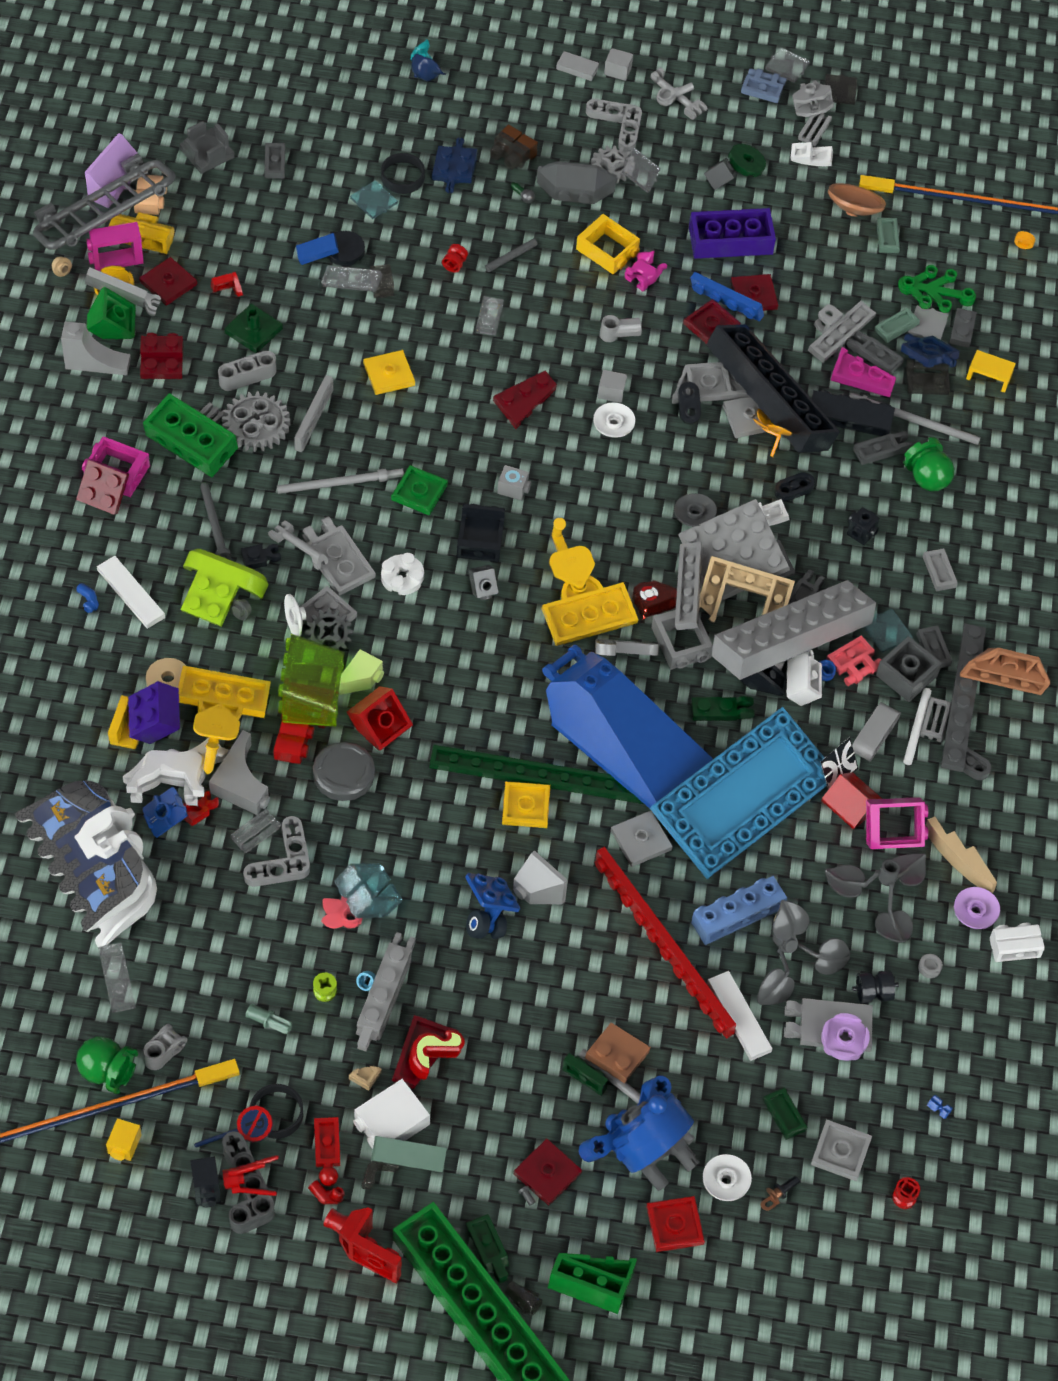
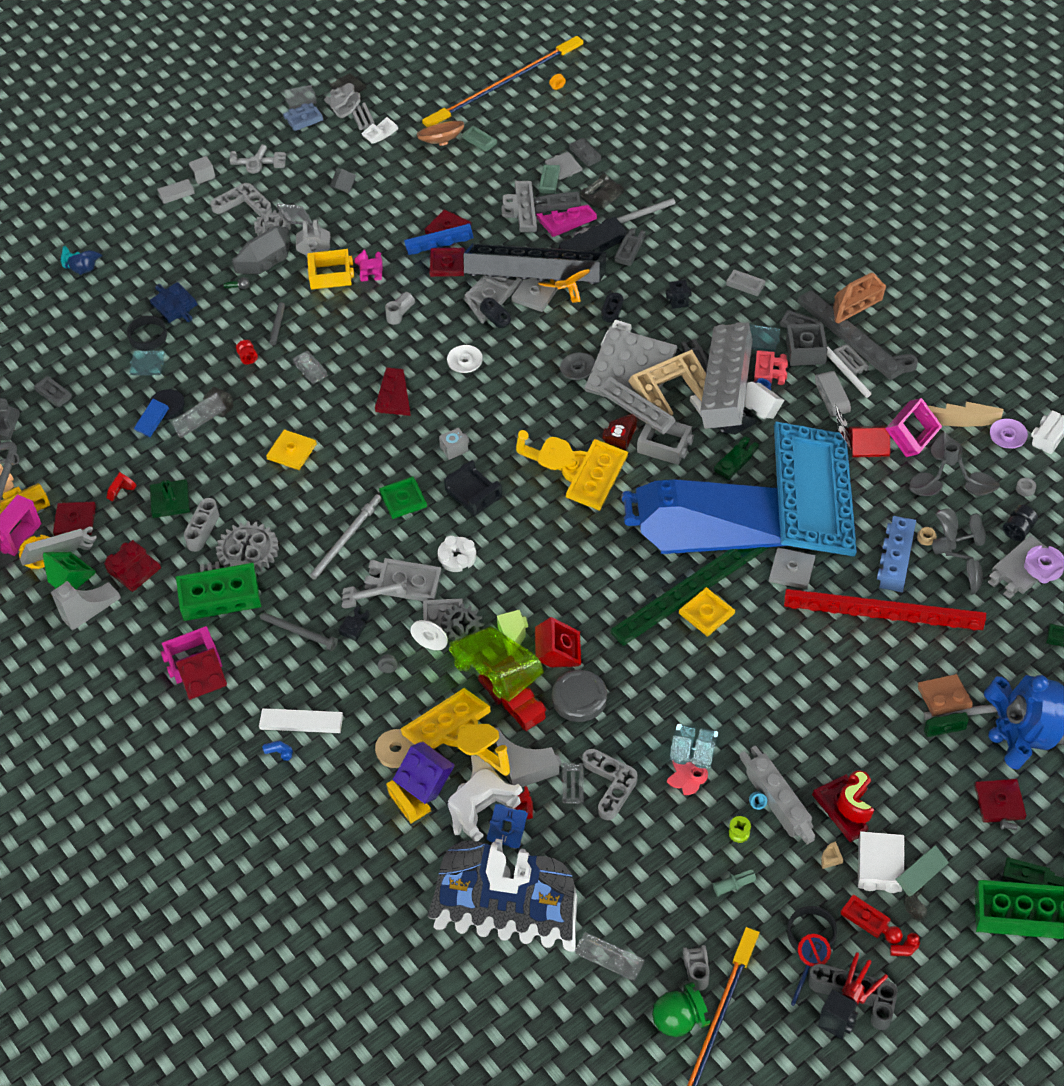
camera: 40 degrees left, 5 degrees down
(123, 1140) = (751, 1047): yellow brick -> none
(217, 585) = (354, 663): lime piece -> none
(313, 413) = (278, 511): light grey tile -> none
(360, 1248) = (968, 954): red plate -> none
(483, 582) = (514, 511): brick -> none
(494, 896) = (769, 678): blue plate -> none
(513, 147) = (202, 265): clear smoke hips -> none
(540, 882) = (778, 642): light grey slope -> none
(611, 647) = (643, 474): light grey beam -> none
(612, 386) = (438, 342): light grey panel -> none
(625, 205) = (312, 238): none -> light grey hinge
(732, 233) = (395, 204): dark purple brick -> none
(743, 152) = (349, 161): dark green tile -> none
(747, 1027) = (995, 614): white tile -> none
(912, 286) = (527, 153): green plant -> none
(929, 351) = (588, 175): dark blue plate -> none
(930, 466) = (674, 231): green tile -> none
(992, 367) = (631, 156): yellow panel -> none

